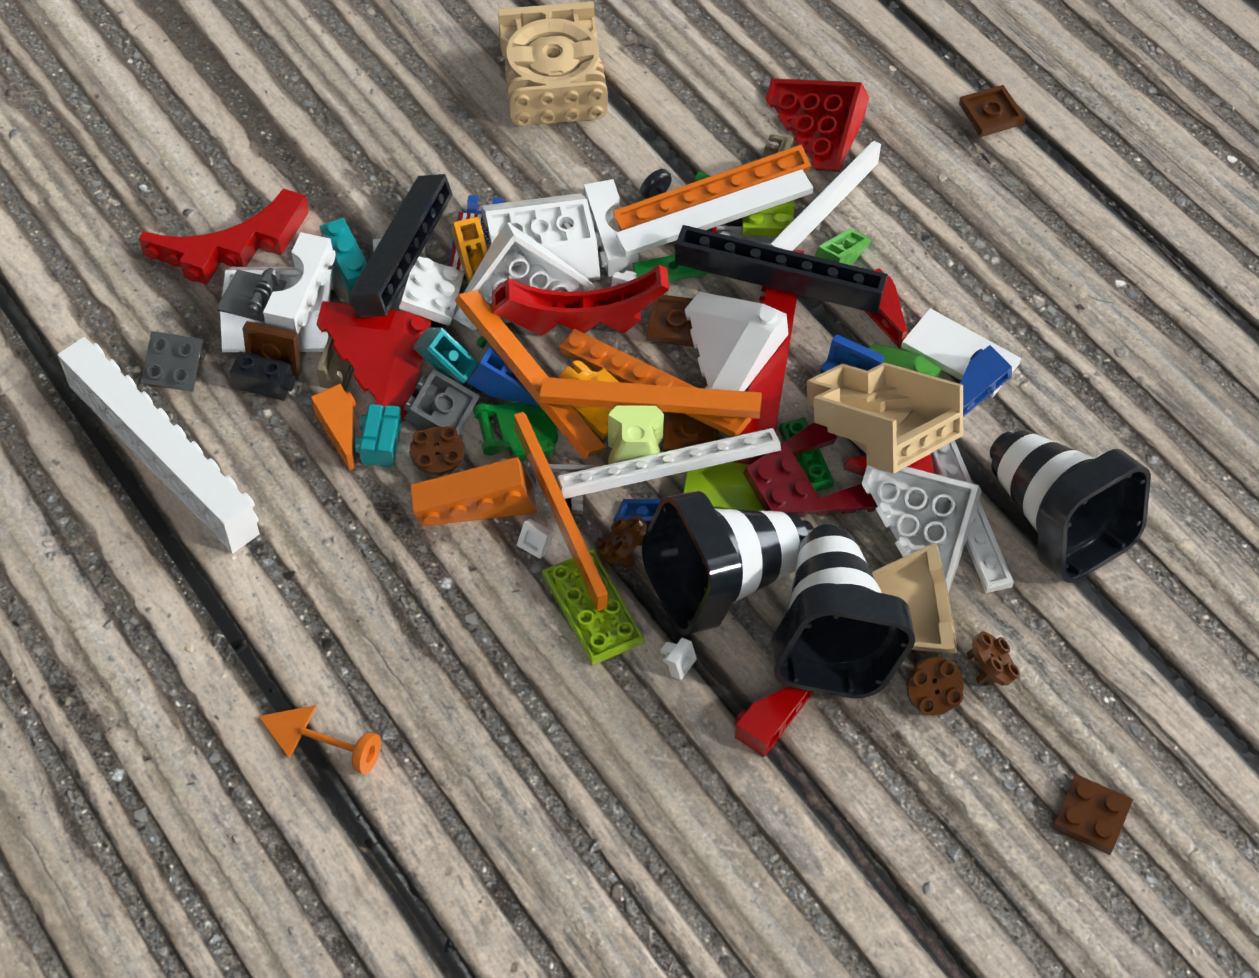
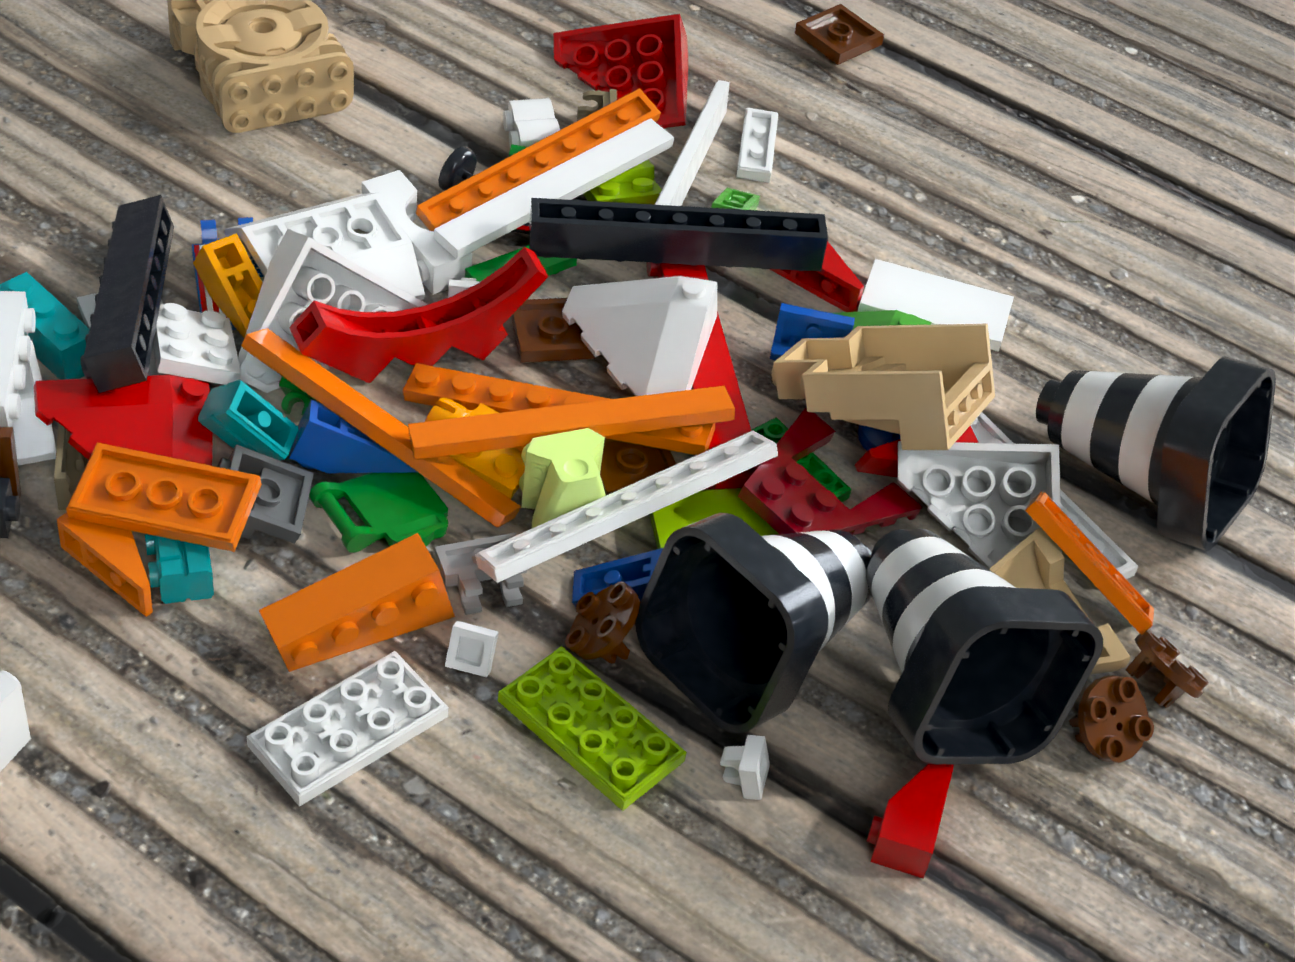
camera: 25 degrees left, 10 degrees down
(377, 396) = (164, 497): none -> orange tile
(444, 571) = (347, 727): none -> white tile
(450, 450) = (263, 564): reddish brown plate -> none
(561, 512) = (505, 600): orange tile -> none
(723, 153) = (529, 121): none -> white brick
(887, 196) = (757, 145): none -> white tile
(966, 574) = (1091, 562): none -> orange tile
(983, 376) = (992, 306): blue slope -> none

